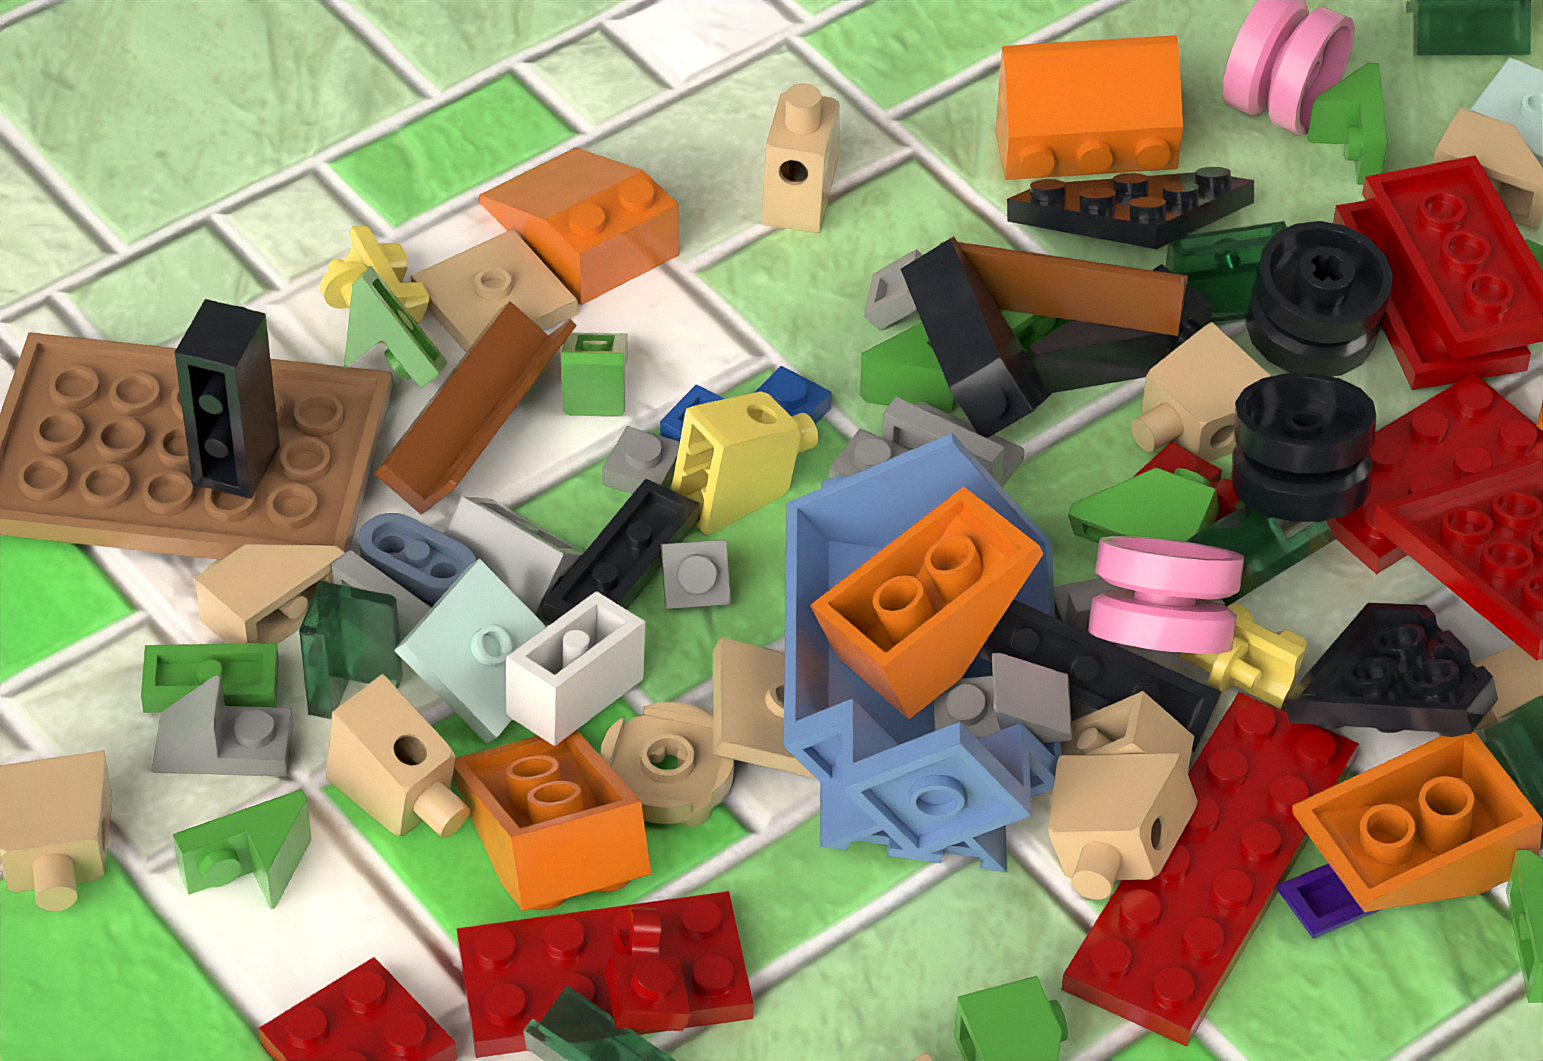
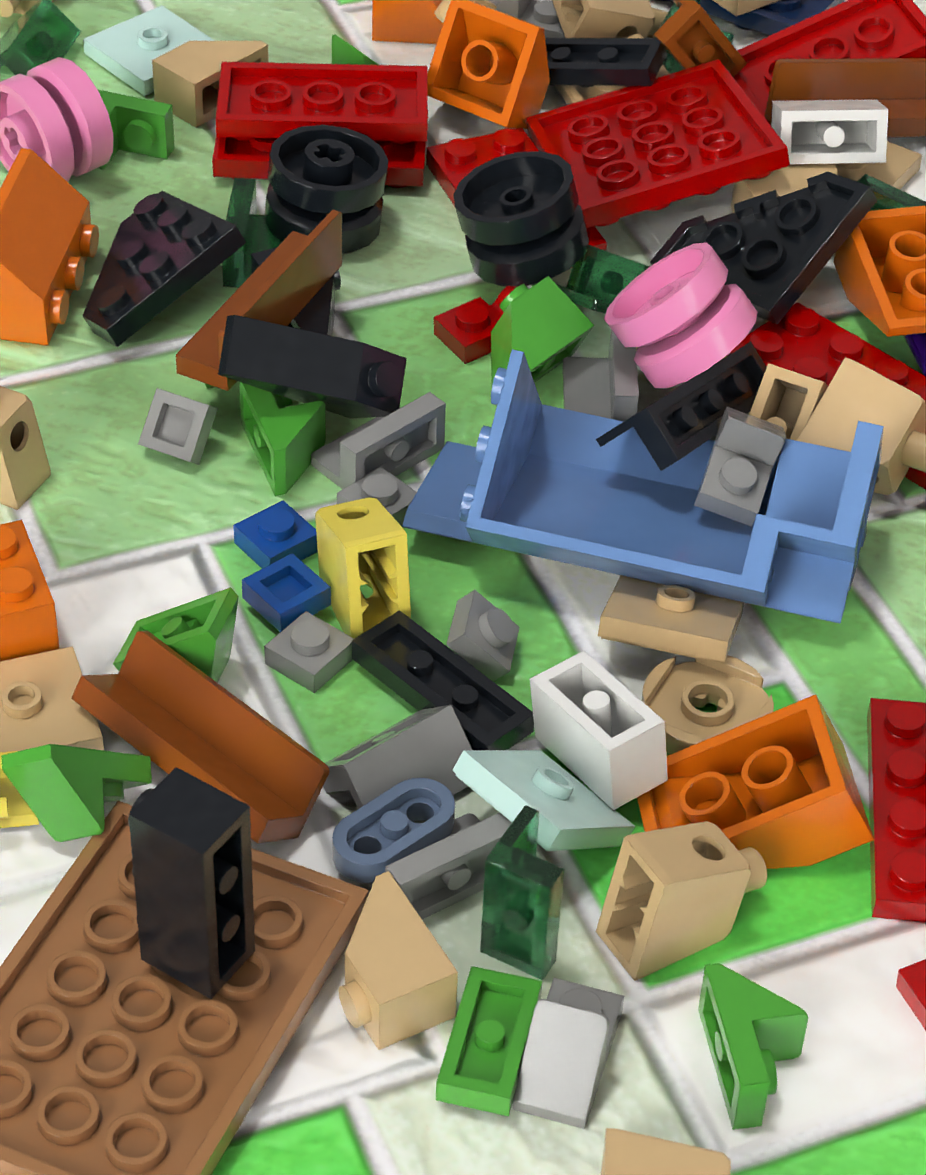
camera: 75 degrees left, 5 degrees down
(928, 601) = (652, 443): orange slope -> none
(1194, 395) = (397, 282): tan torso -> none

